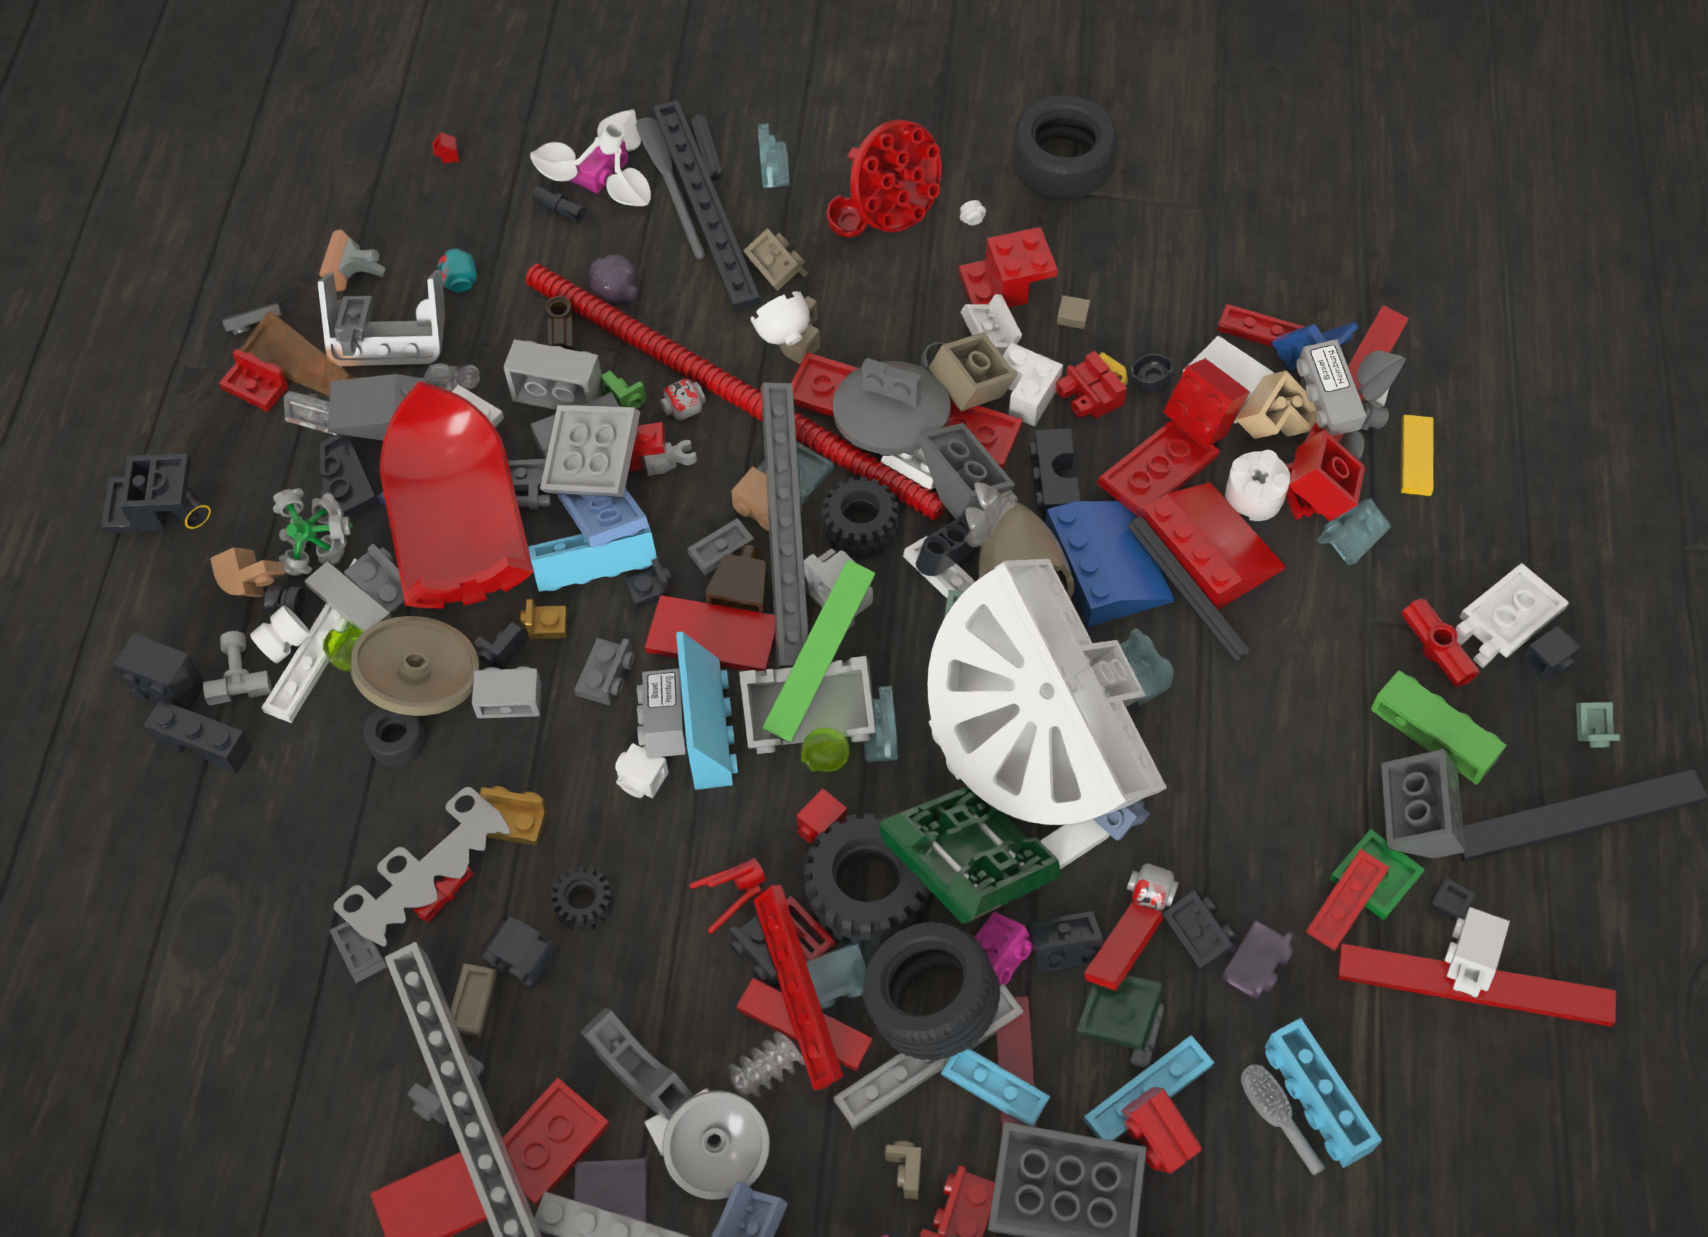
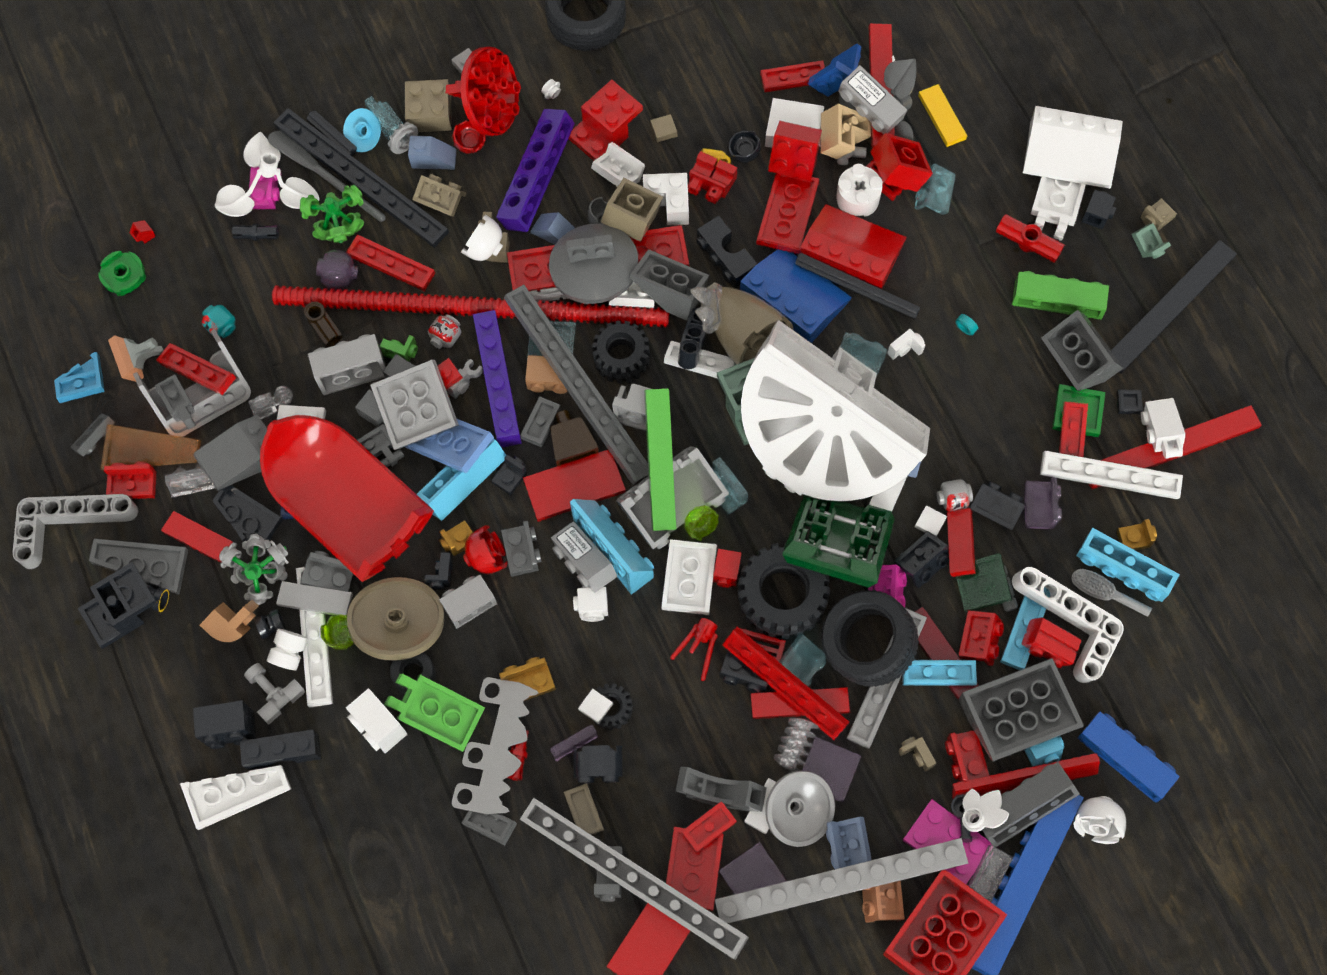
camera: 30 degrees left, 10 degrees up
(108, 753) = (227, 795): none -> white wing
(143, 363) = (64, 515): none -> light grey beam
(213, 472) = (158, 564): none -> dark grey wing
(277, 466) = (195, 536): none -> red tile
(280, 259) = (80, 380): none -> dark azure wing
(313, 762) = (372, 716): none -> white brick
(387, 789) = (436, 710): none -> bright green tile
(399, 304) = (196, 369): none -> red tile
(400, 189) = (122, 284): none -> green plate
(527, 912) = (576, 740): none -> clear purple tile
(561, 884) = (595, 706): none -> white tile
(562, 648) = (484, 551): none -> red cylinder
(594, 1100) = (709, 826): none -> red plate
(651, 214) = (332, 207): none -> bright green plant
(676, 302) = (391, 263): none -> red plate
(703, 476) = (497, 379): none -> dark purple brick
(739, 156) = (355, 129): none -> medium azure dish
(769, 805) = (689, 577): none -> white plate
(775, 192) = (399, 142): none -> light grey gear
(792, 1123) = (832, 765): none -> clear purple tile
(795, 214) = (431, 153): none -> sand blue slope
(819, 416) = (547, 294): none -> light grey axle
(822, 165) = (428, 105): none -> dark tan brick
(874, 347) = (551, 227): none -> sand blue slope
(896, 283) = (535, 170): none -> dark purple brick
(1078, 1075) = (981, 637): none -> red bracket
(1104, 903) = (930, 521): none -> white tile
(1204, 679) = (904, 343): none -> white bracket
(1212, 1117) = (1075, 616): none -> white beam
(1279, 441) = (859, 152): none -> light grey arm
(1295, 700) = (966, 324): none -> teal tile
(1360, 1067) = (1138, 536): none -> pearl gold bracket
(1372, 973) = (1111, 475): none -> white tile
(1560, 565) = (1072, 147): none -> white slope
(1628, 700) = (1159, 214): none -> dark tan bracket

